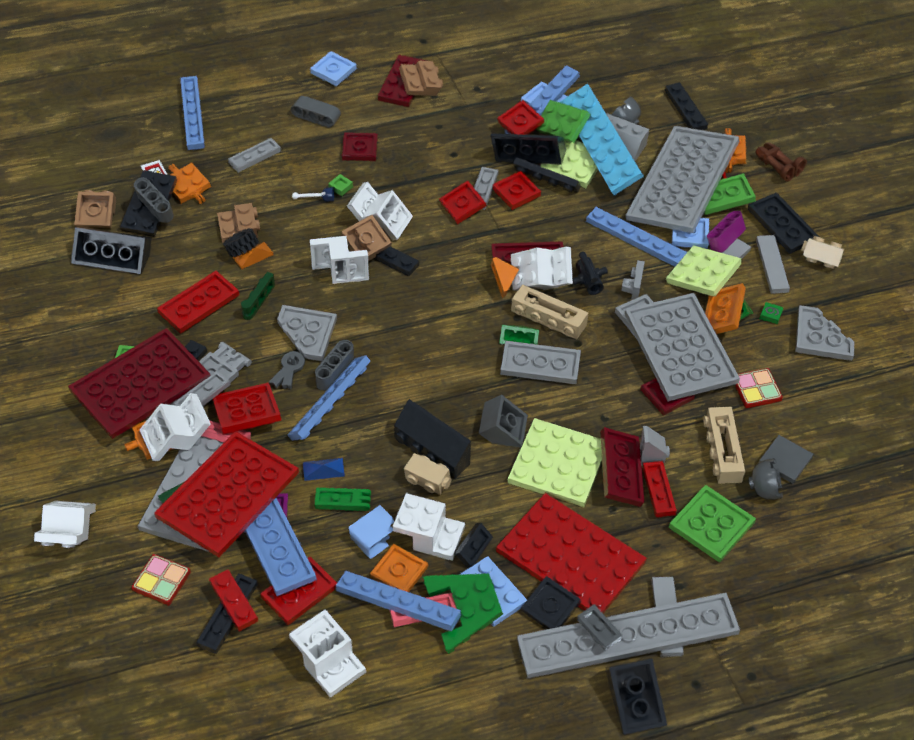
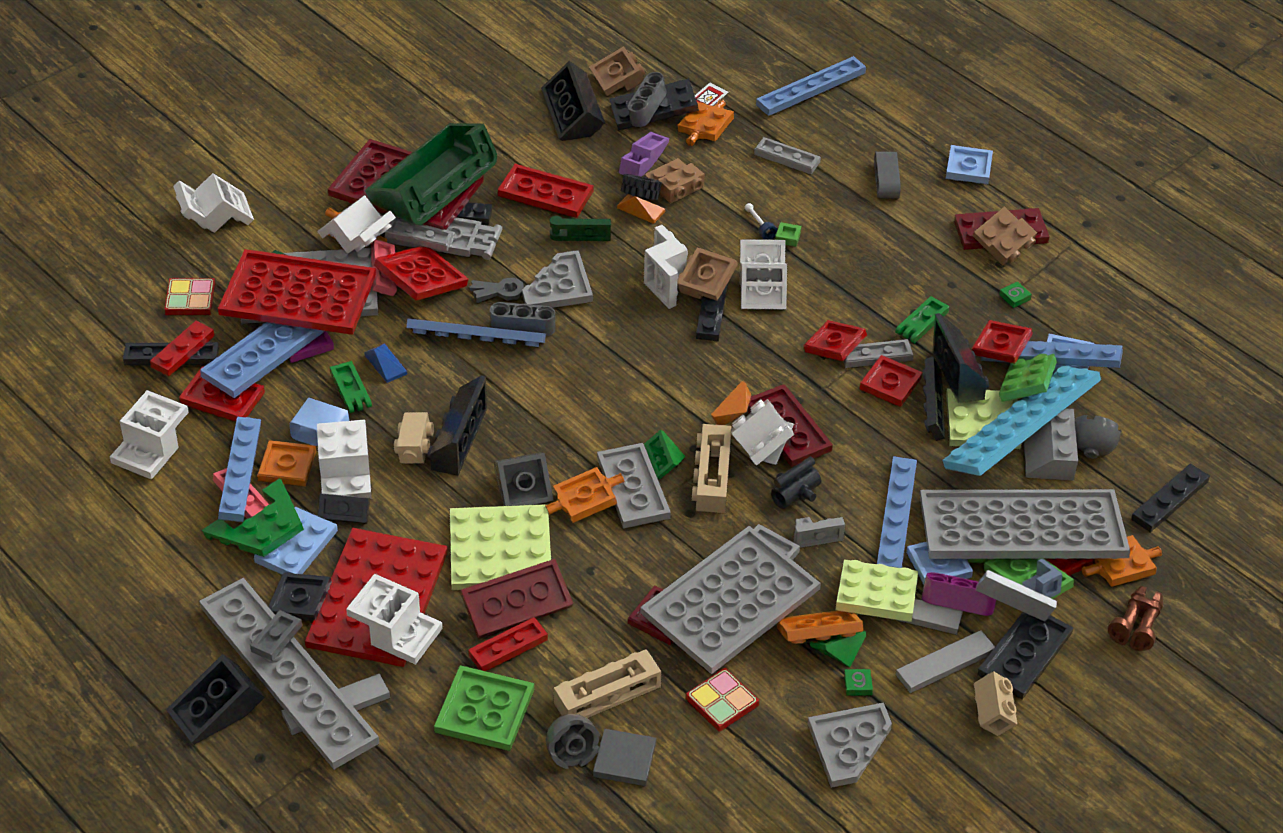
camera: 65 degrees right, 5 degrees down
(151, 354) = (435, 173): none -> dark green windscreen
(200, 230) = (643, 154): none -> medium lavender slope
(360, 146) = (864, 230): dark red tile -> none
(468, 151) = (921, 319): none -> green hinge
(470, 99) = (1015, 294): none -> green tile
(538, 391) = (585, 494): none -> orange plate
(624, 541) = (394, 618): none -> white bracket
(652, 446) = (557, 614): light grey slope -> none
(745, 185) = (1046, 581): none -> sand blue panel
(752, 202) = (1016, 595): none -> light grey tile

